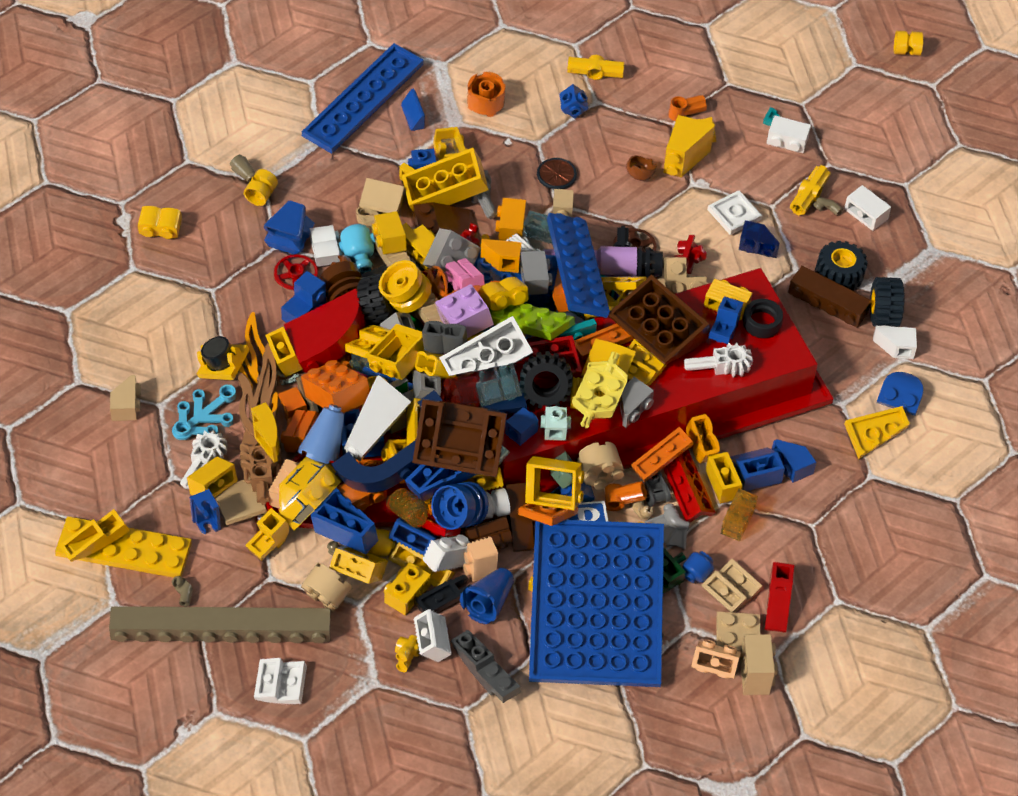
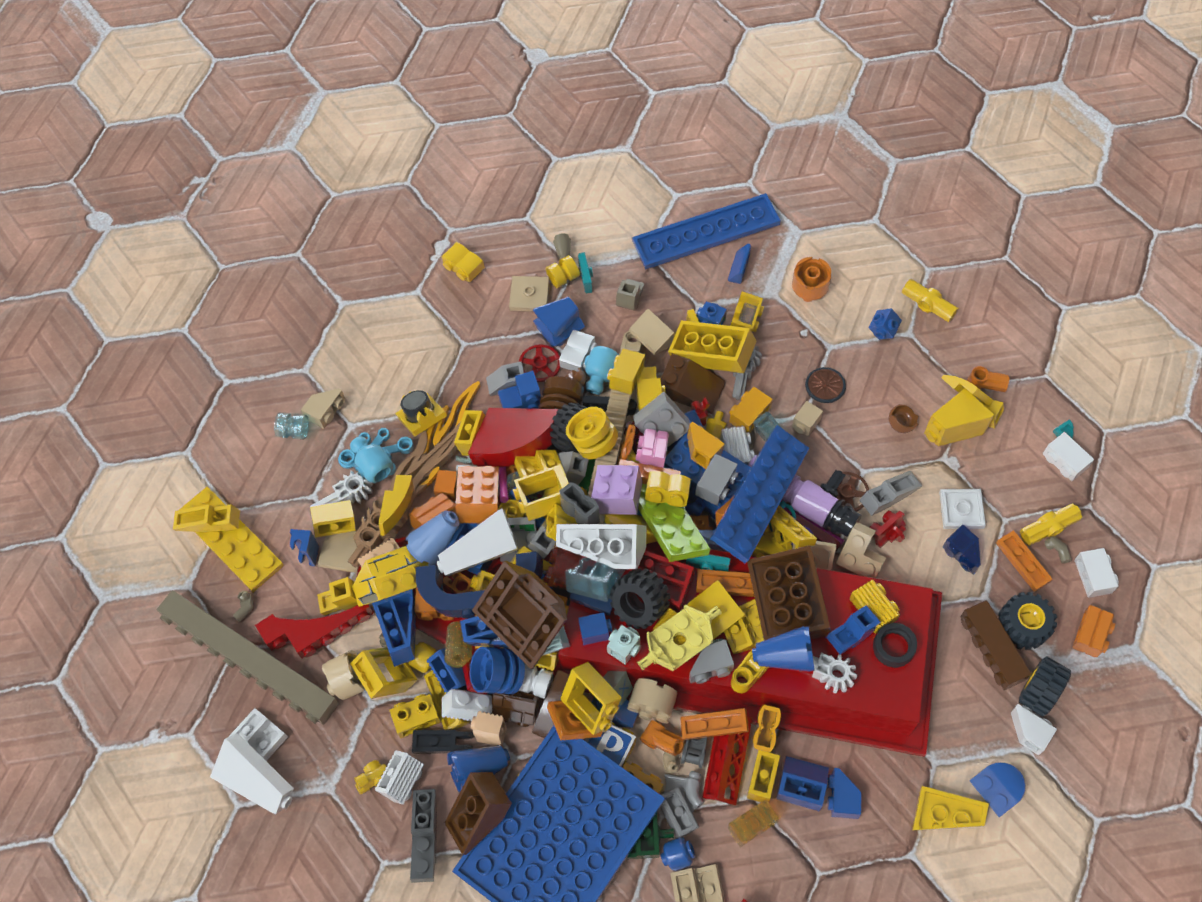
camera: 40 degrees right, 10 degrees up
(109, 428) = (288, 425): none -> clear light blue wheel
(210, 414) = (371, 460): none -> medium azure piece
(241, 221) = (528, 293): none -> tan plate
(262, 579) = (310, 634): none -> red arch
(277, 295) = (503, 377): none -> light grey slope
(285, 182) = (586, 272): none -> teal plate
(301, 703) = (251, 776): none -> white slope
(337, 177) = (629, 294): none -> dark tan brick
(518, 620) = (477, 810): none -> reddish brown slope
(666, 395) = (750, 671): none -> yellow piece
(668, 116) = (959, 384): none -> yellow slope
(670, 228) = (890, 492): none -> light grey slope
(679, 541) = (678, 813): none -> light grey slope
(690, 355) = (786, 651): none -> blue cone
(808, 226) = (1024, 561): none -> orange plate
(894, 250) = (1094, 631): none -> orange brick

